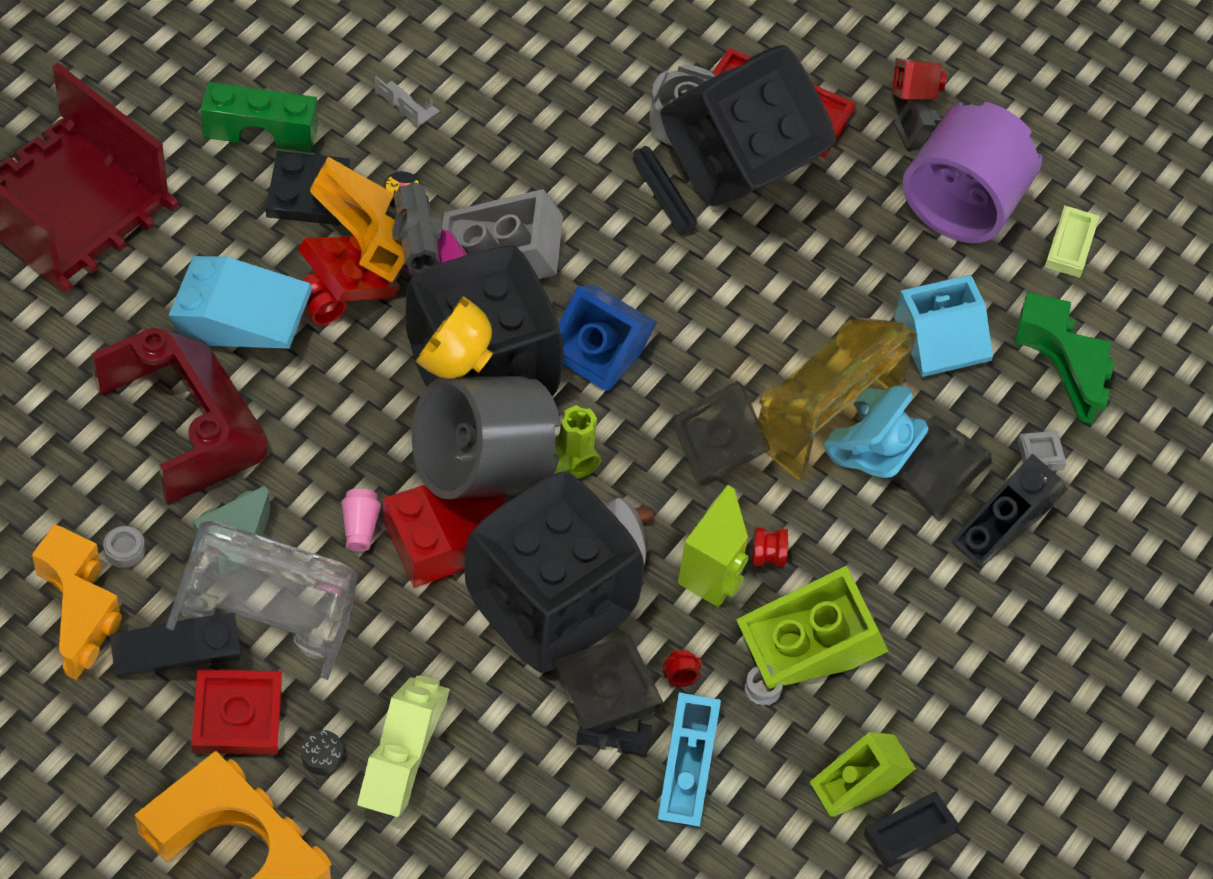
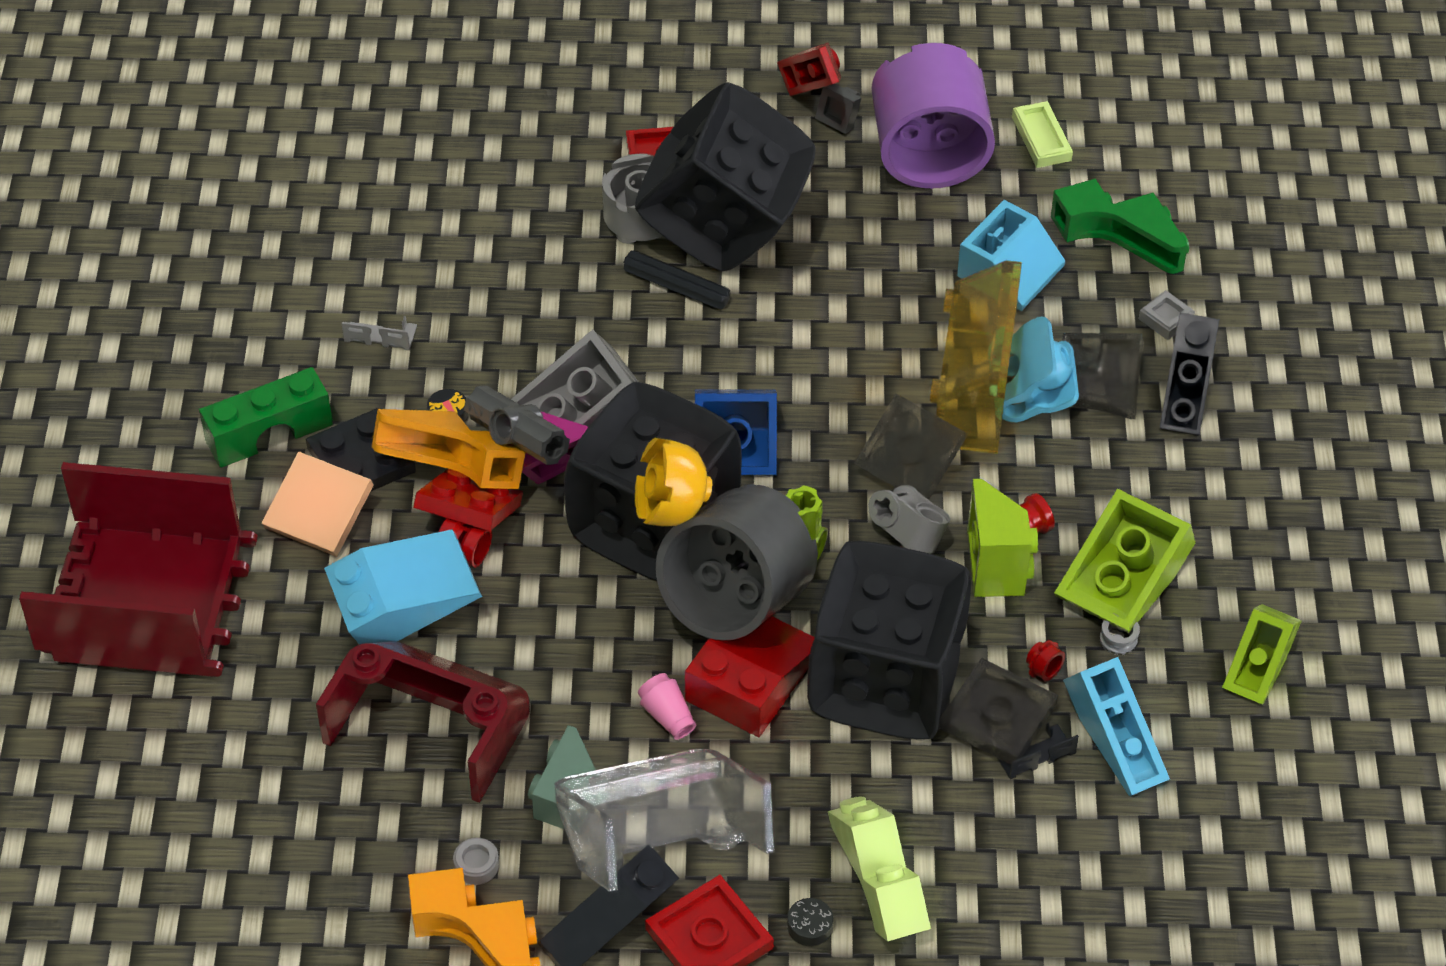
camera: 30 degrees left, 5 degrees down
(240, 206) = (317, 504): none -> light nougat tile
(671, 489) = (909, 518): none -> light grey piece
(911, 830) = (1333, 674): black tile -> none

